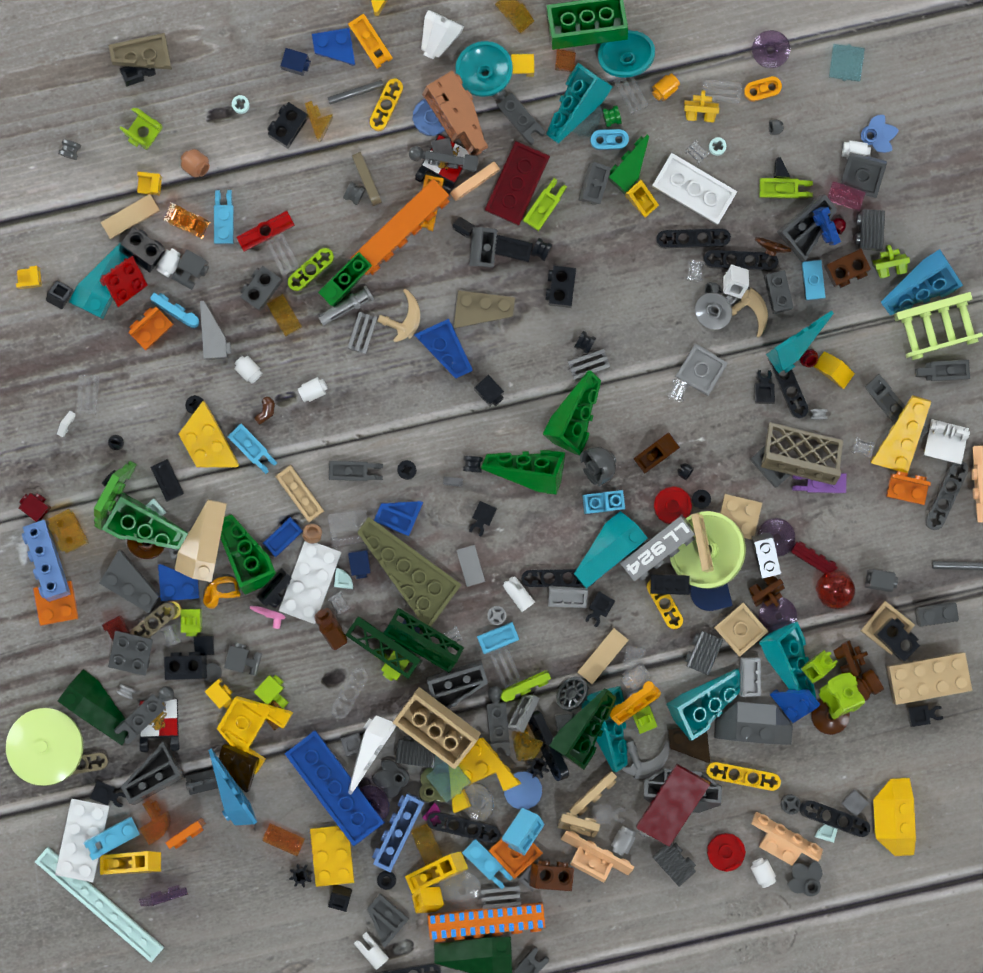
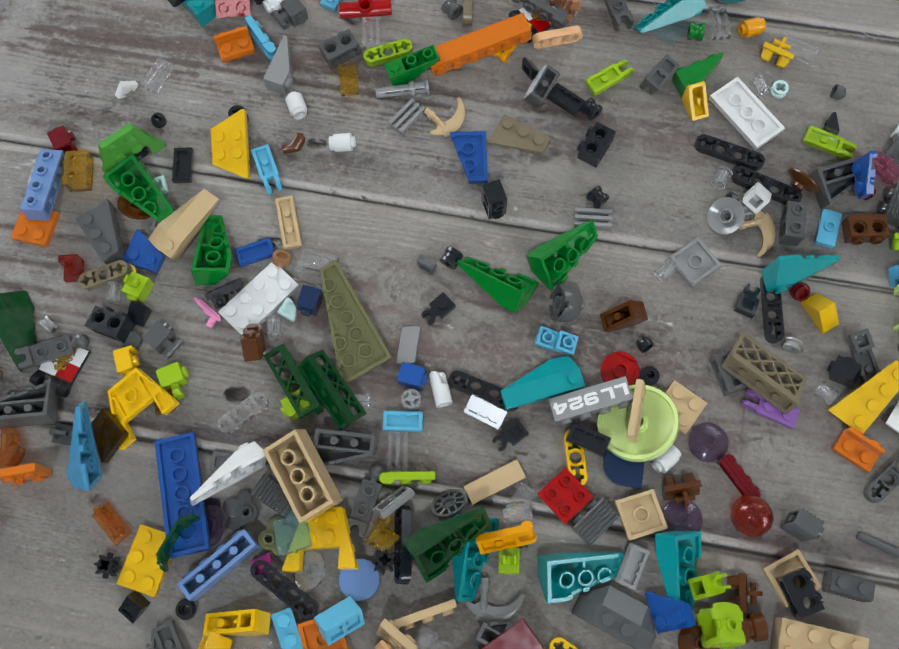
camera: 30 degrees right, 15 degrees down
(130, 653) = (69, 291): dark grey hinge -> none
(212, 596) = (165, 276): light orange piece -> none
(350, 847) = (163, 552): none -> dark green piece
(352, 471) = (344, 221): dark grey hinge -> none
(399, 515) = (365, 275): blue wing -> none
(408, 472) = (393, 242): black wheel -> none
(426, 844) = (241, 590): clear yellow slope -> none
(488, 593) = (412, 376): none -> blue brick
(517, 183) = (592, 53): dark red tile -> none
(609, 139) = (686, 48): medium azure plate -> none
(669, 642) = (565, 495): none -> red hinge
(696, 748) = (547, 613): dark brown wing -> none
(746, 571) = (667, 460): none -> white brick
(762, 89) = (836, 59): light orange plate -> none
(766, 555) = (694, 452): brick -> none
(773, 40) = (859, 26): clear purple dish -> none
(873, 420) = (844, 371): none -> black brick

